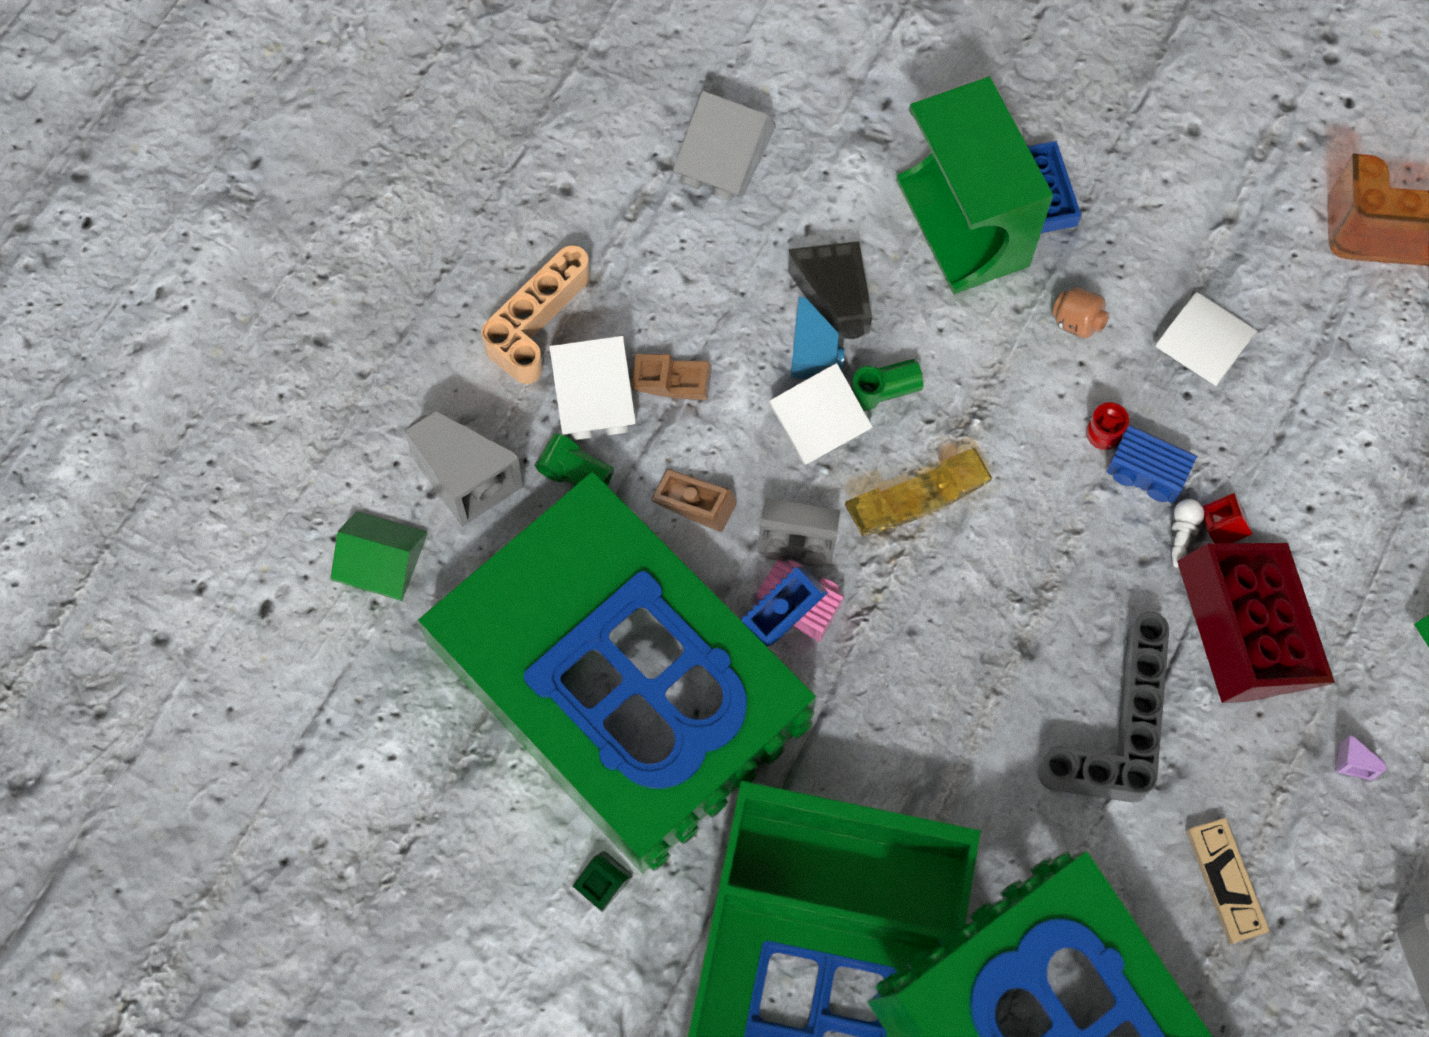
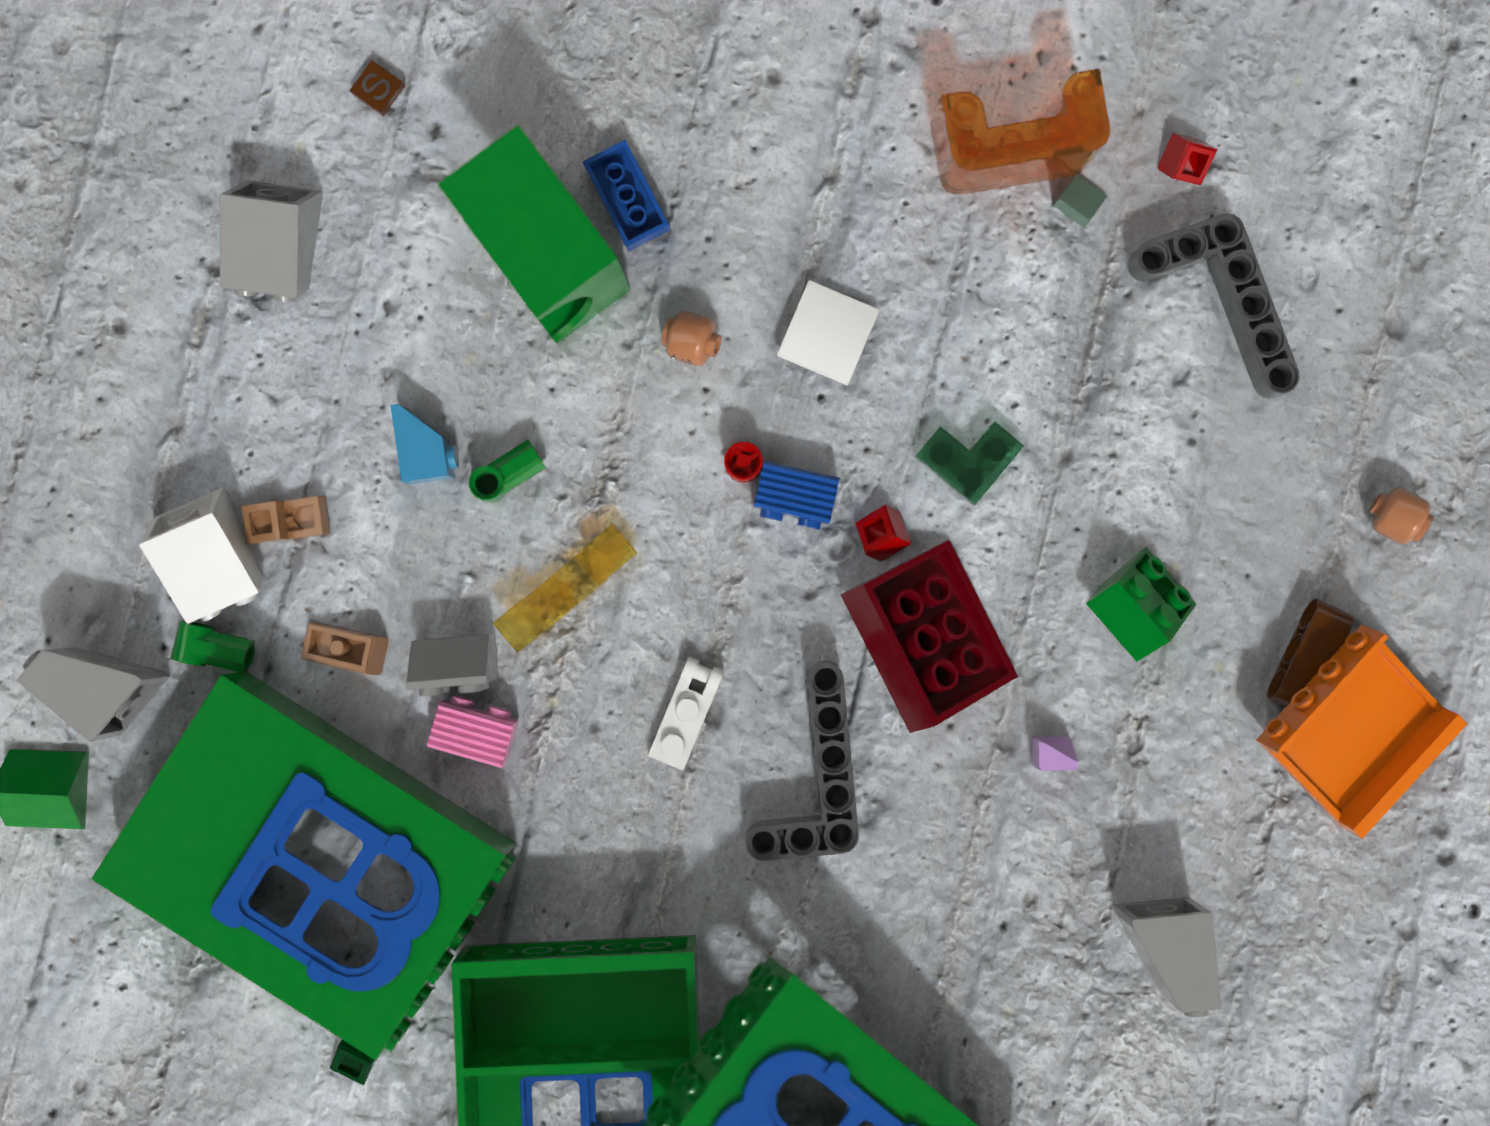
camera: 10 degrees left, 20 degrees up
(565, 273) = (129, 483): light nougat beam -> none
(784, 605) = (452, 765): blue brick -> none
(820, 414) = (446, 528): white slope -> none
(834, 284) = (429, 374): clear smoke slope -> none
(845, 58) = (377, 88): none -> reddish brown tile
(1004, 637) = (685, 715): none -> white plate
(1188, 516) = (843, 539): white bar -> none
(1227, 881) = (945, 904): tan tile -> none
(1318, 484) = (970, 470): none -> clear green plate

